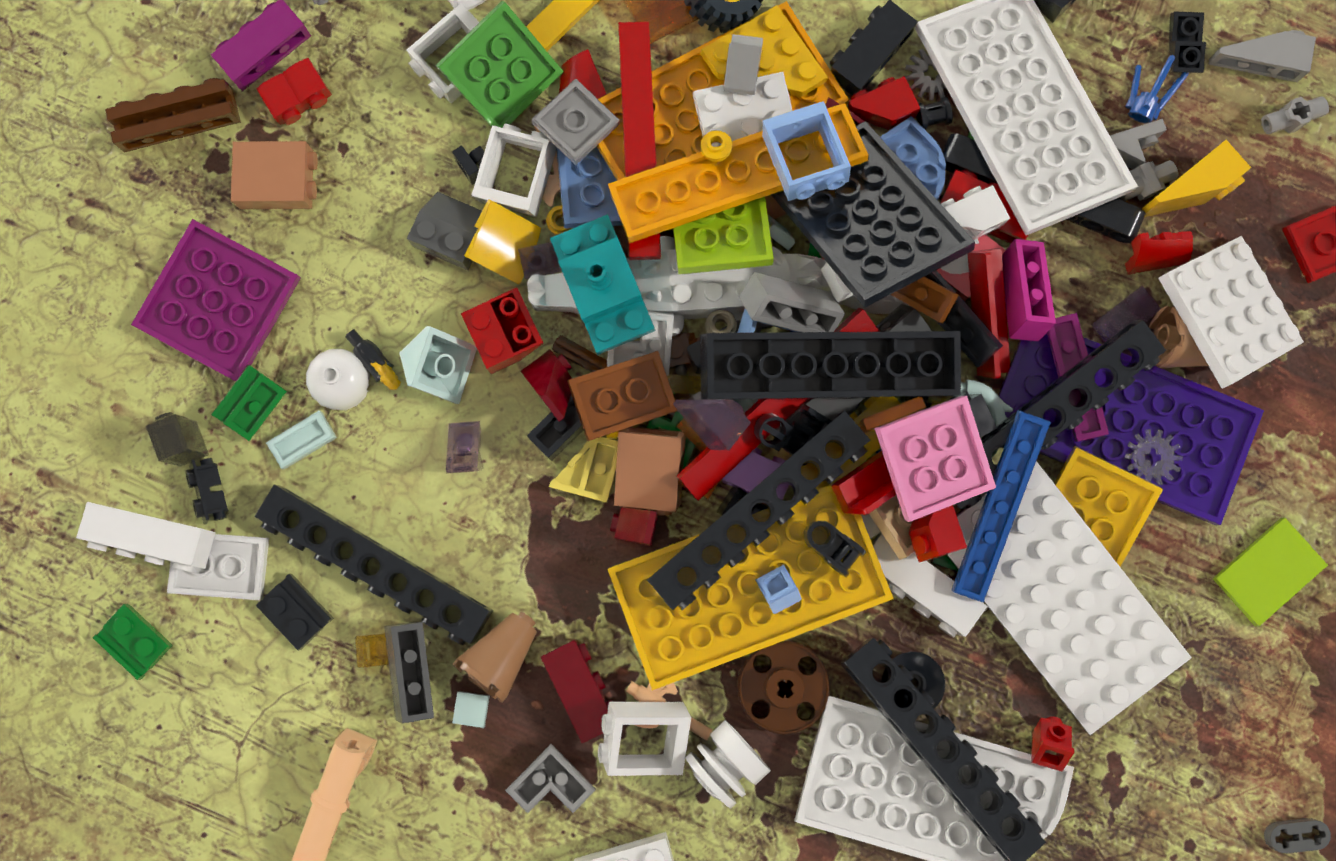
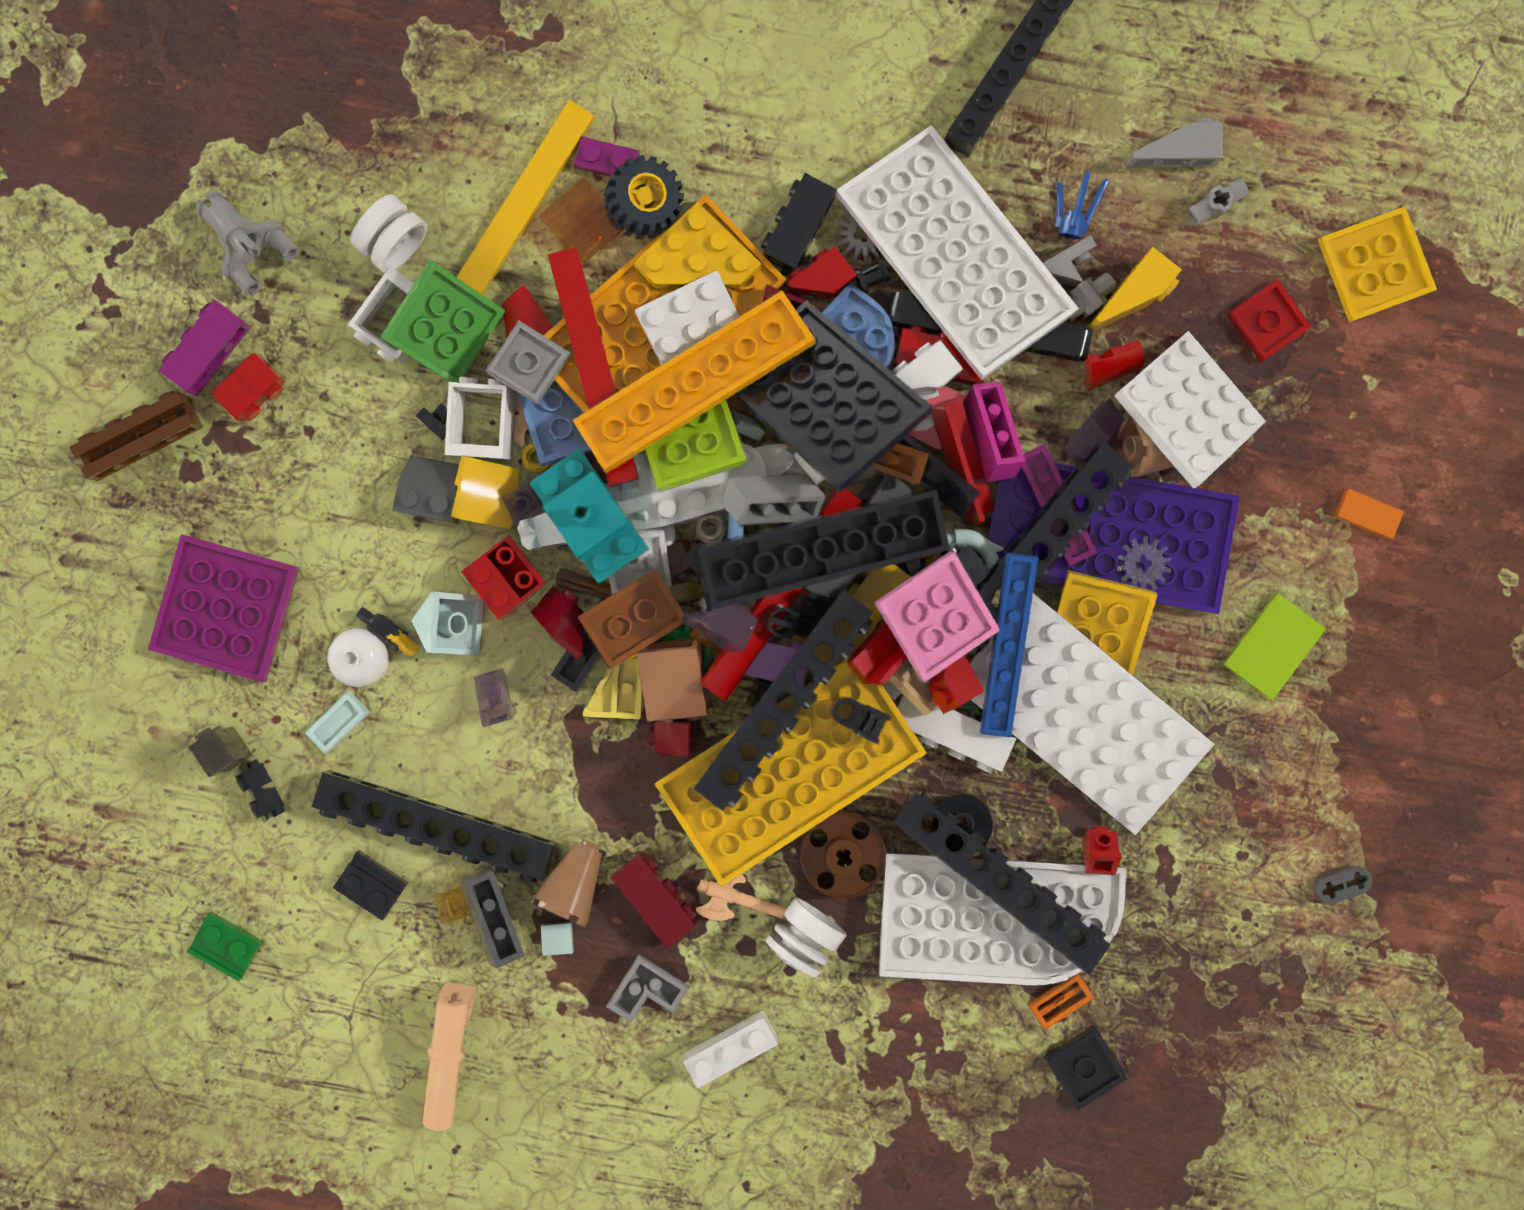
camera: 15 degrees left, 5 degrees up
(145, 535) = (213, 847): white brick -> none
(232, 571) = (287, 858): white tile -> none
(249, 402) = (279, 699): green plate -> none
(273, 175) = (248, 474): nougat brick -> none
(645, 713) = (719, 909): white window -> none
(716, 154) = (671, 369): yellow plate -> none
(743, 64) = (676, 272): light grey slope -> none
(778, 589) = (818, 768): light blue slope -> none
(796, 124) = (738, 326): light blue window -> none
(892, 414) = (890, 580): orange tile -> none
(1186, 42) = (1100, 150): black slope -> none

